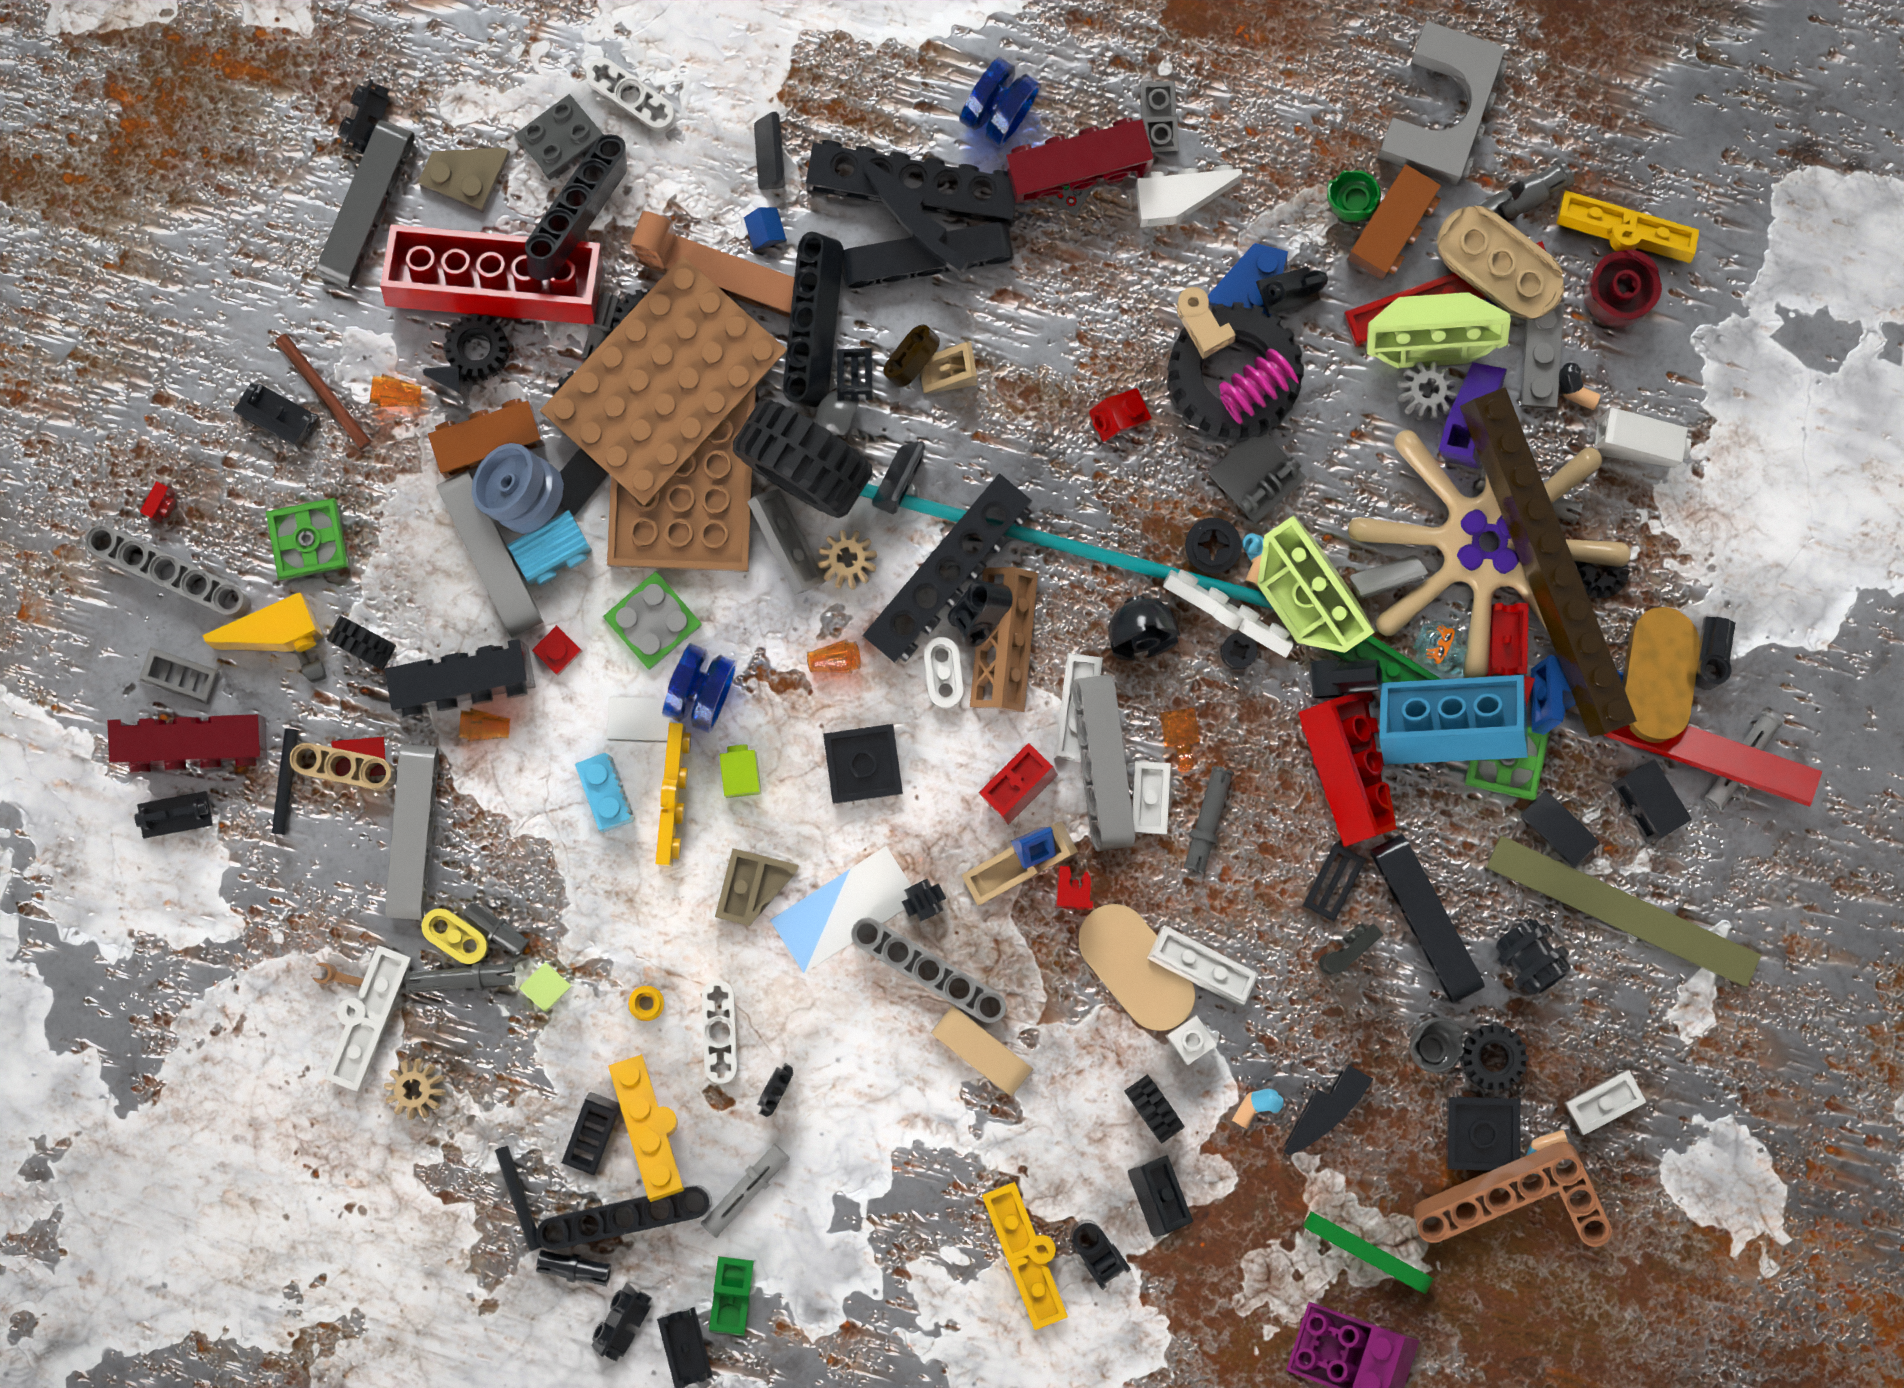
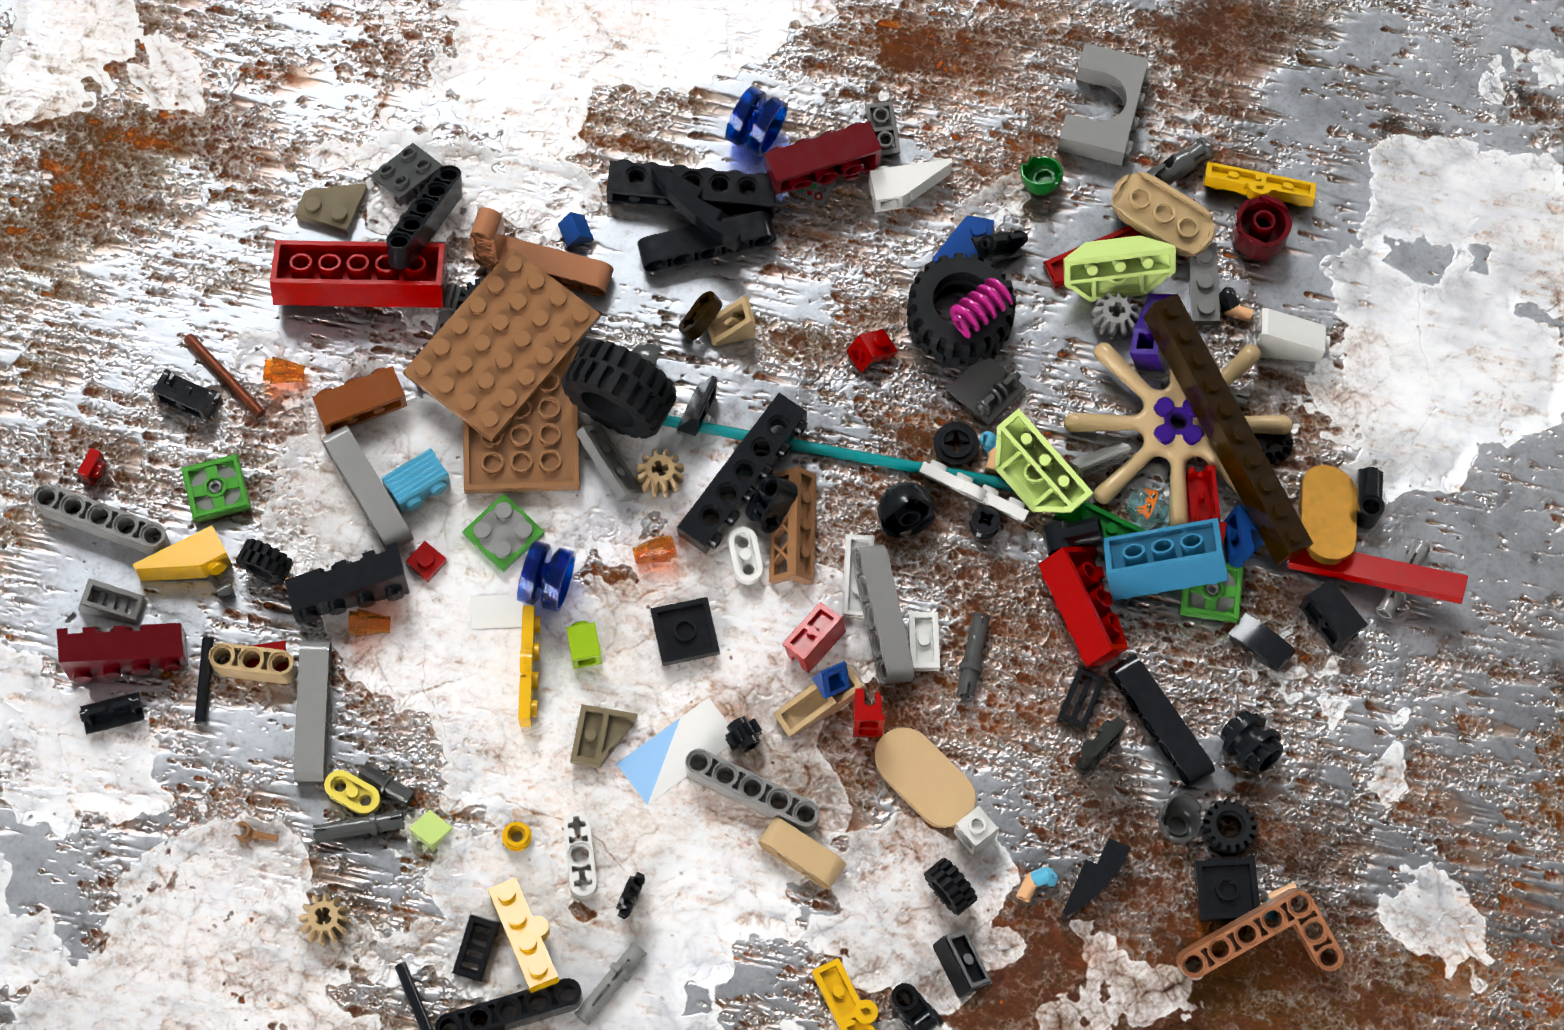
camera: 10 degrees left, 15 degrees down
(365, 204) = (253, 231): dark grey beam -> none
(366, 103) = (243, 177): black hinge -> none
(367, 1018) = (281, 864): white hinge -> none
(449, 381) = (327, 356): black slope -> none
(477, 326) = (343, 318): black tyre -> none
(517, 488) = (388, 432): sand blue wheel -> none
(580, 479) = (435, 428): black slope -> none
(604, 792) = (472, 667): medium azure brick -> none
(656, 101) = (456, 128): white beam -> none
(769, 152) = (575, 174): black slope -> none
(813, 319) = (619, 286): black beam -> none
(854, 389) = (655, 337): black tile -> none
(1180, 732) = (944, 590): clear orange plate -> none
(1201, 323) = (931, 266): tan leg -> none
(1202, 966) = (979, 771): white tile -> none
(1368, 1252) = (1142, 994): green beam -> none
(1395, 223) = (1076, 193): dark orange brick -> none
(1605, 1102) = (1325, 857): white plate -> none
(1623, 911) = (1321, 704): olive tile -> none

